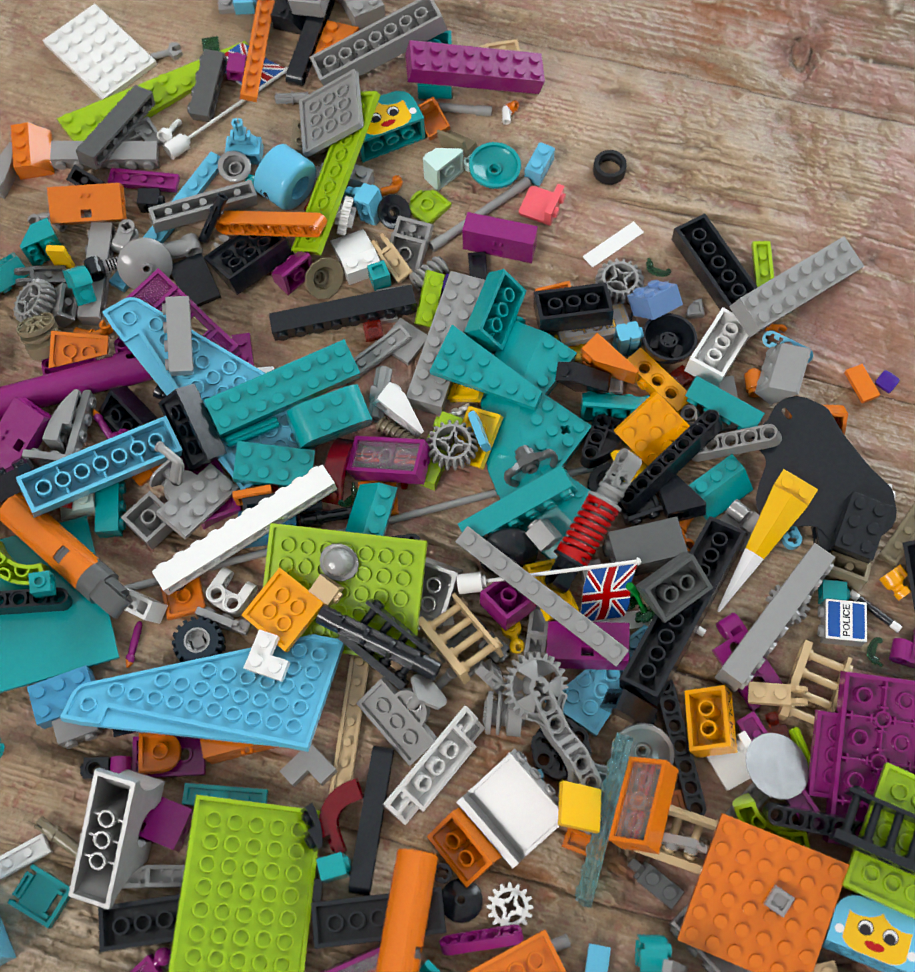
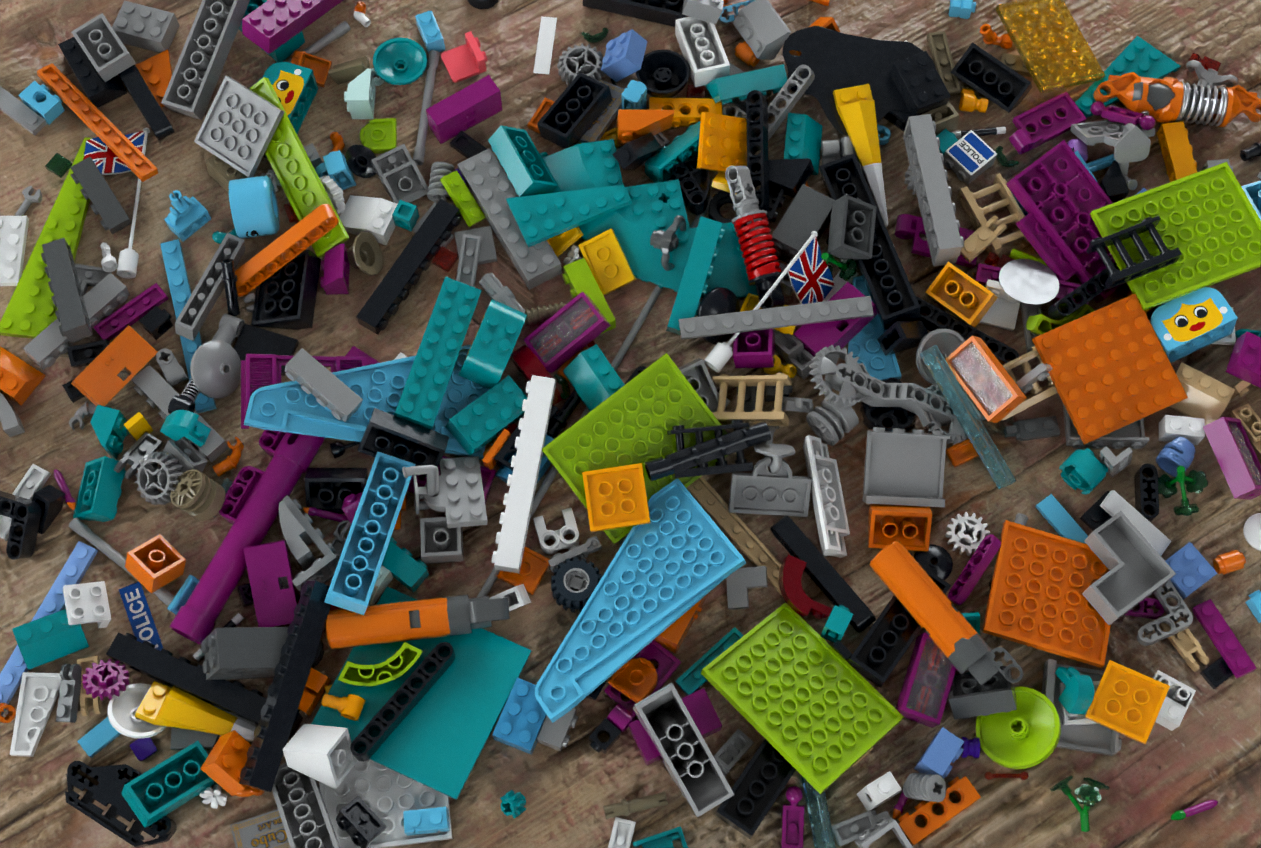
camera: 50 degrees left, 0 degrees up
(42, 584) = (427, 651): teal brick -> none
(76, 347) = (239, 475): orange wing -> none
(130, 657) = (528, 635): magenta piece -> none
(234, 166) = (197, 236): light grey hat -> none
(236, 66) = (108, 160): magenta brick -> none
(252, 431) = (447, 406): teal axle -> none
(262, 659) = (643, 542): white plate -> none
(284, 98) = (178, 147): light grey axle -> none
(314, 835) = (801, 617): black slope -> none
(327, 590) = (632, 453): tan brick -> none
(339, 562) = (619, 427): light grey hat -> none
(393, 259) = (400, 192): tan hinge -> none
(396, 406) = (529, 292): white slope -> none
(467, 449) = (602, 270): light grey gear -> none
(479, 431) = (609, 252): medium azure tile -> none
(543, 534) = (729, 279): light grey brick -> none
(579, 807) = (948, 422): yellow tile -> none
(695, 310) = (653, 40): light grey tile -> none
(779, 900) = (1120, 355): light grey tile -> none

